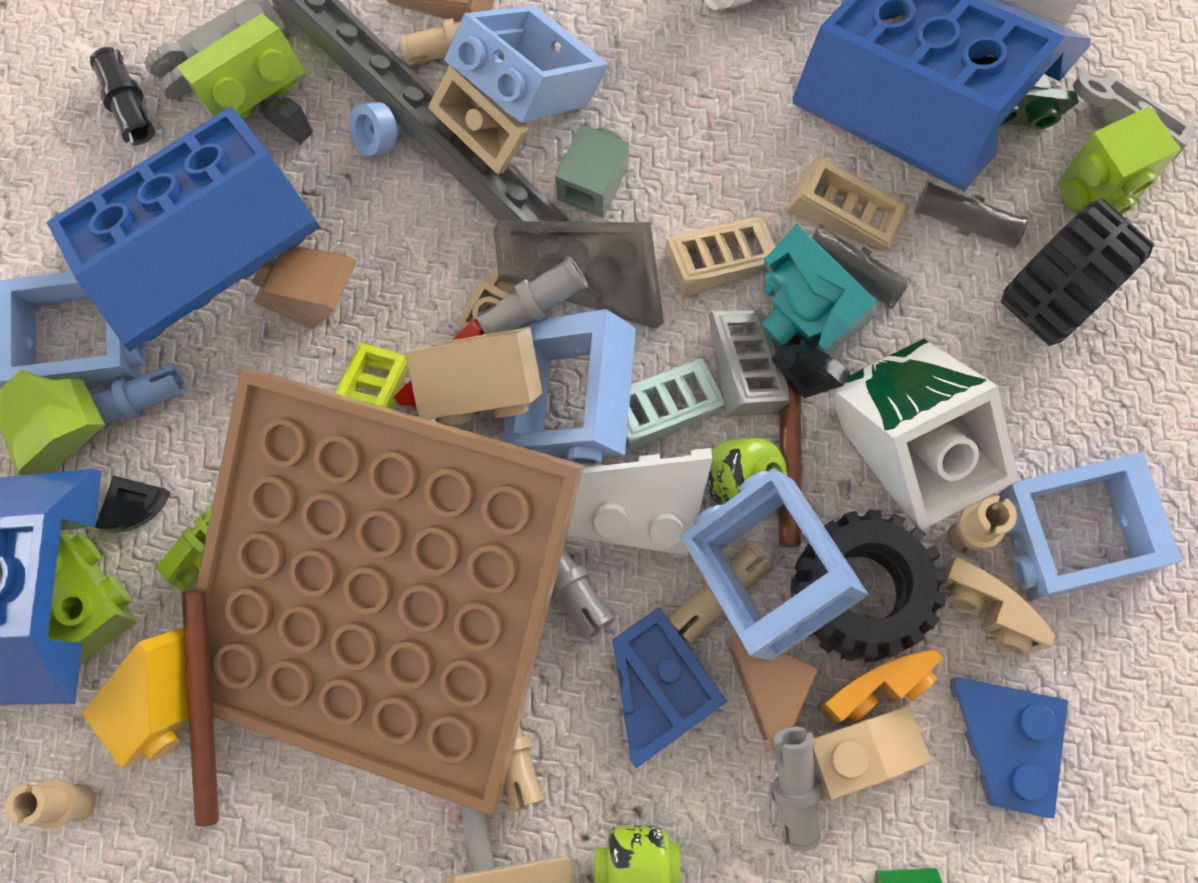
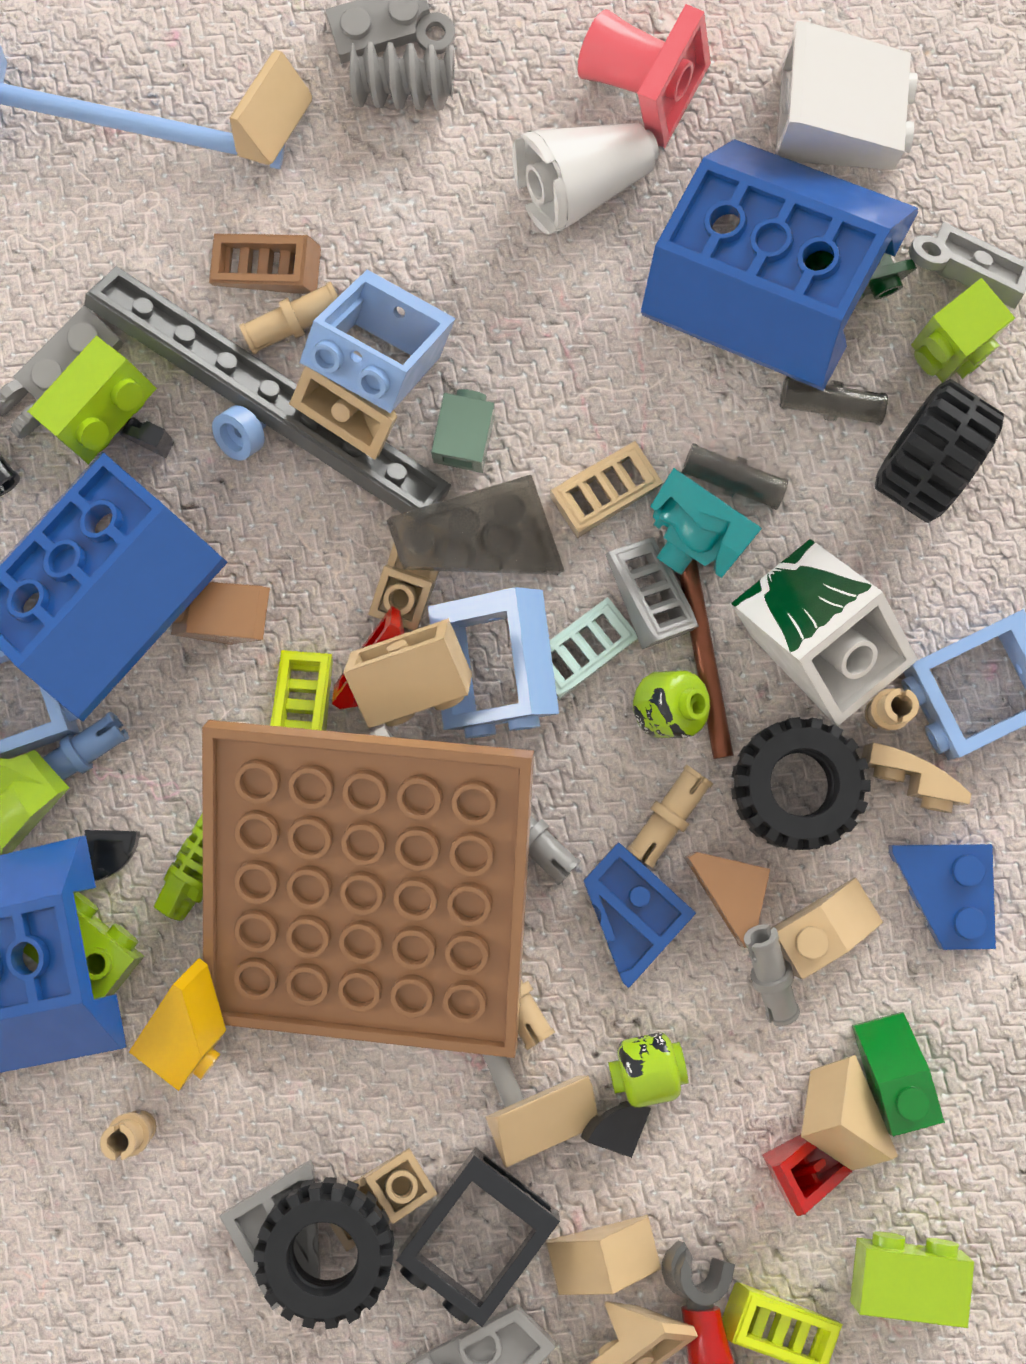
camera: 15 degrees left, 10 degrees up
(200, 707) = (232, 1021): copper bar -> none
(533, 298) = (441, 585): light grey pin -> none
(641, 501) = (584, 753): white wing -> none
(802, 613) = (659, 760): light blue window -> none
(810, 369) = (710, 593): black tile -> none
(840, 219) = (690, 425): tan slope -> none
(894, 680) = (841, 859): light orange slope -> none

